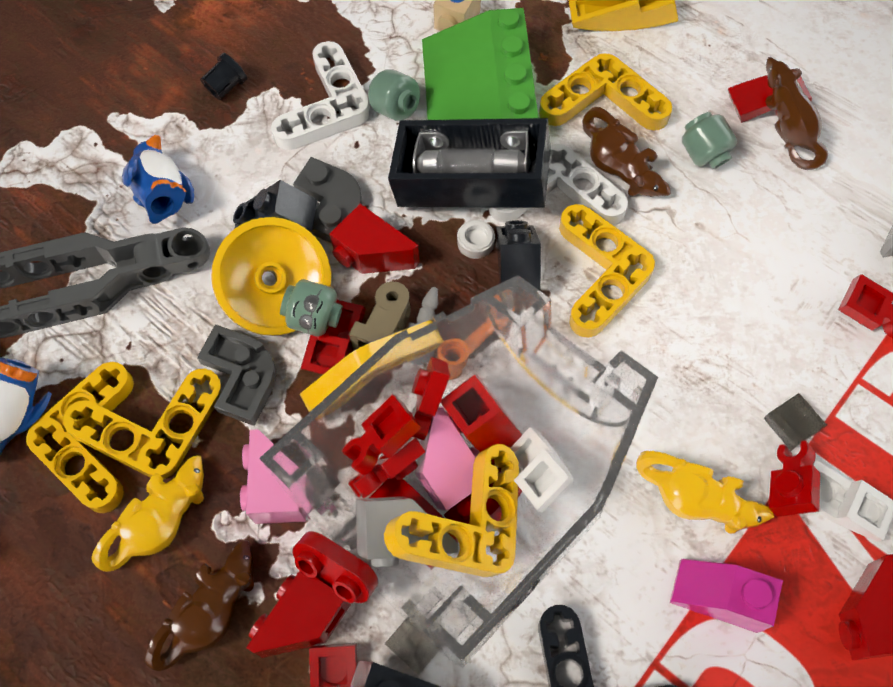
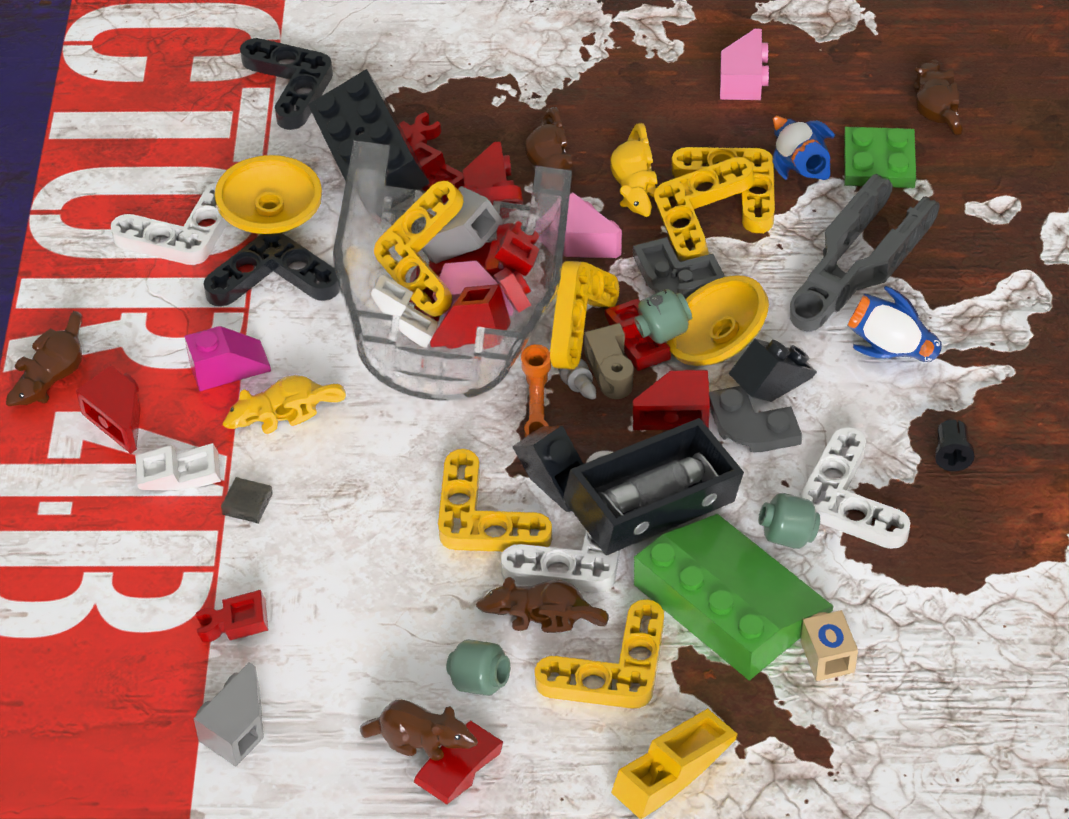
camera: 140 degrees right, 15 degrees down
(797, 485) = (221, 442): red plate -> none

